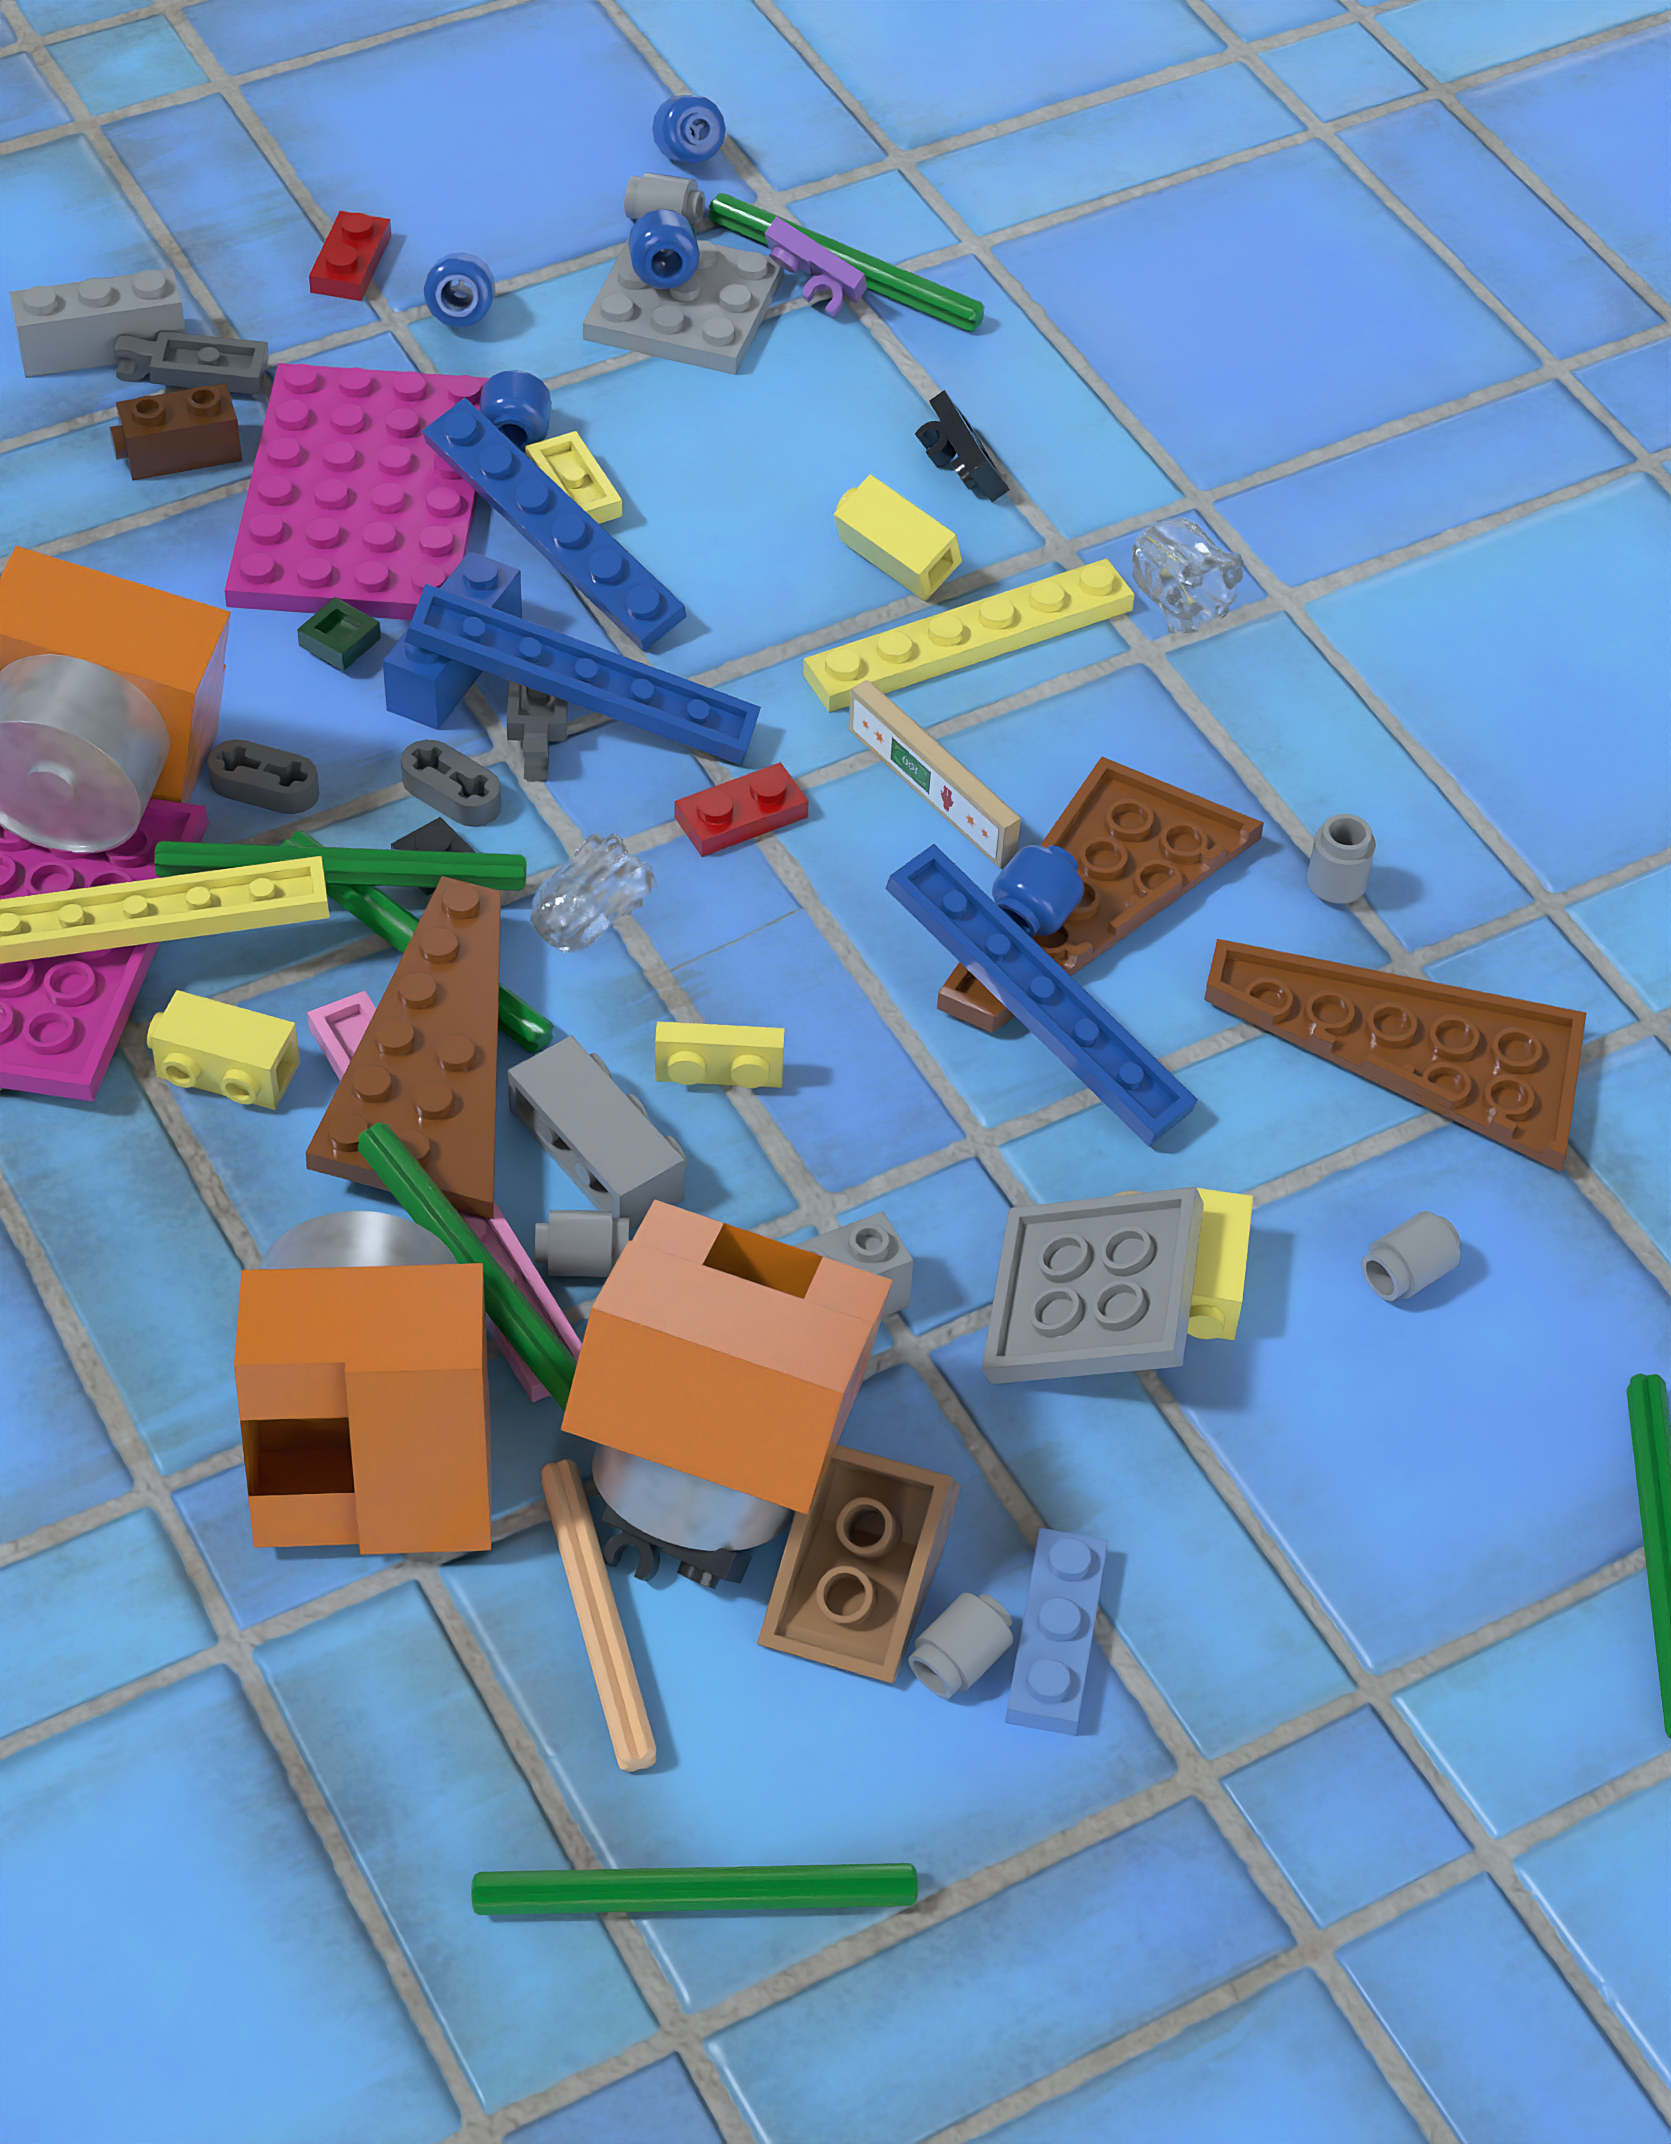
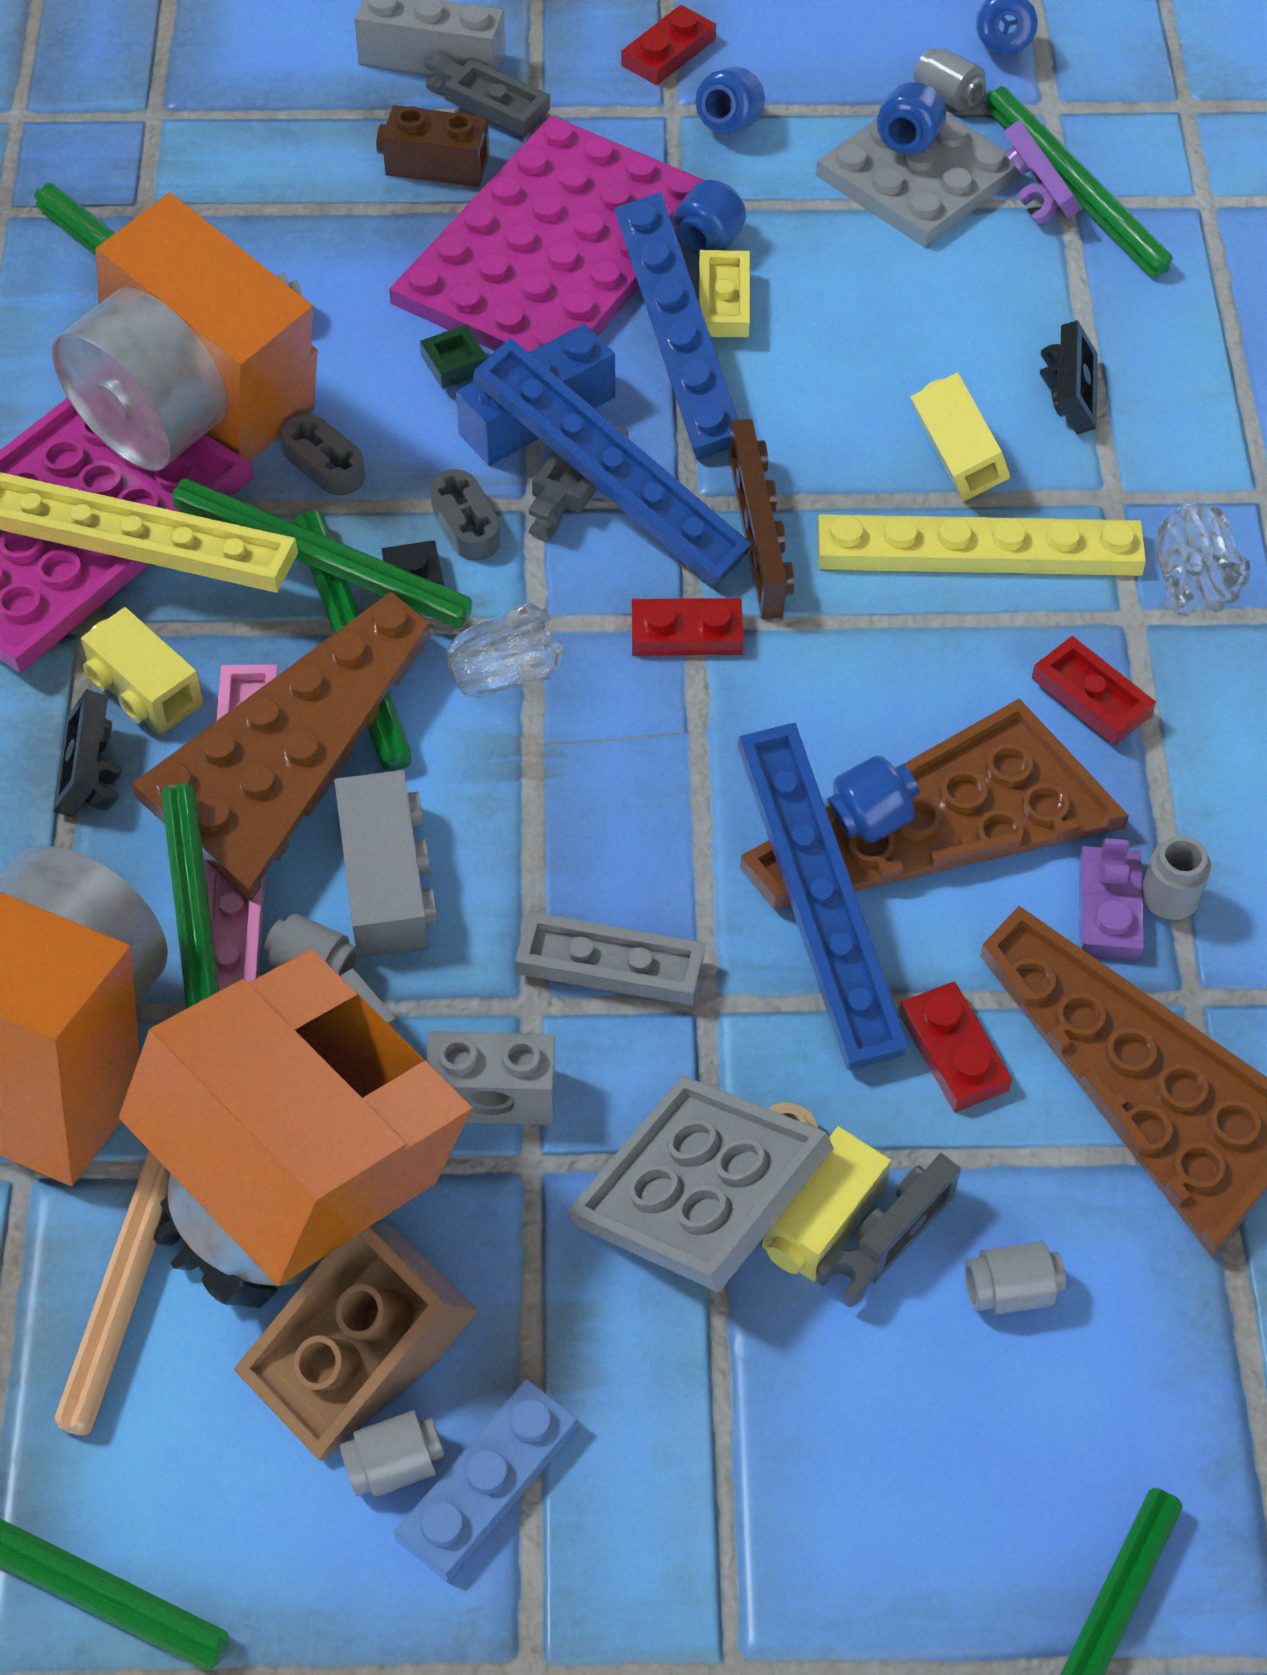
camera: 30 degrees right, 5 degrees up
(219, 1154) = (79, 772): none -> black plate
(719, 1054) = (526, 835): light yellow plate -> none
(743, 674) = (756, 503): none -> reddish brown plate
(872, 1134) = (610, 958): none -> light grey plate
(934, 773) = (864, 658): tile -> none
(1159, 726) = (1093, 690): none -> red plate
(1233, 1086) = (954, 1046): none -> red plate
(1279, 1265) = (891, 1232): none -> dark grey plate
(1288, 904) = (1111, 901): none -> medium lavender plate

